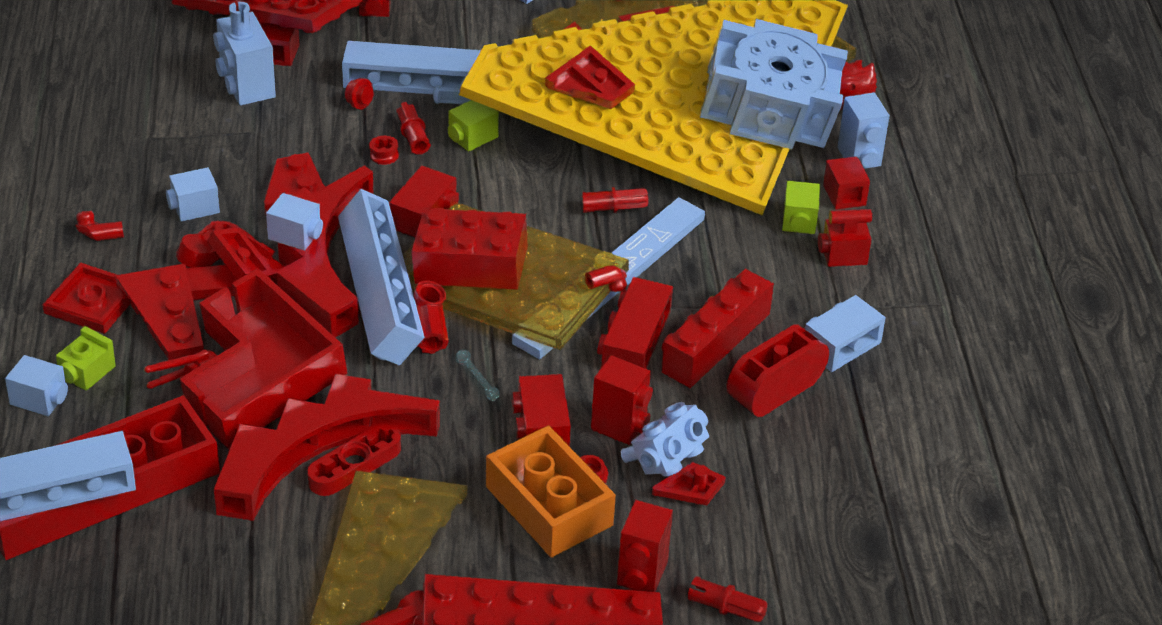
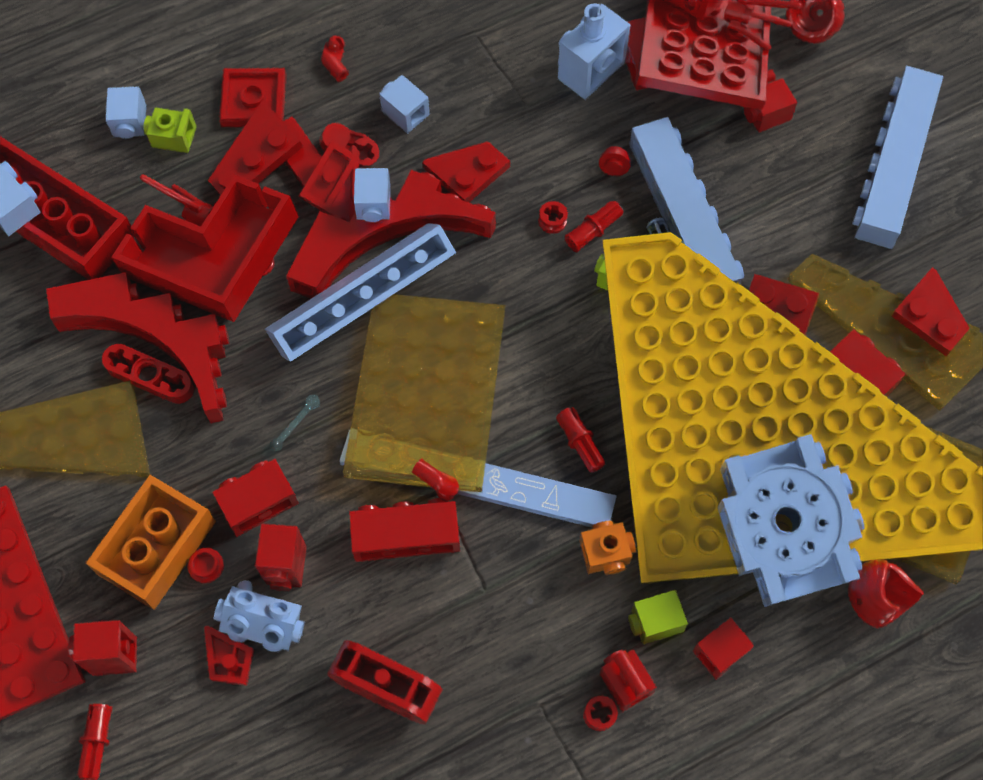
camera: 70 degrees right, 25 degrees up
(423, 190) = (486, 280): red brick -> none
(429, 300) = (329, 355): red piece -> none
(470, 248) = (411, 348): red brick -> none
(591, 79) = (684, 348): red wing -> none
(716, 328) = (435, 603): red brick -> none
(725, 211) = (599, 557): none -> orange brick
(847, 330) = (487, 723): light blue brick -> none
(862, 279) = (604, 702): none -> red bush
(863, 129) = (799, 638): light blue brick -> none

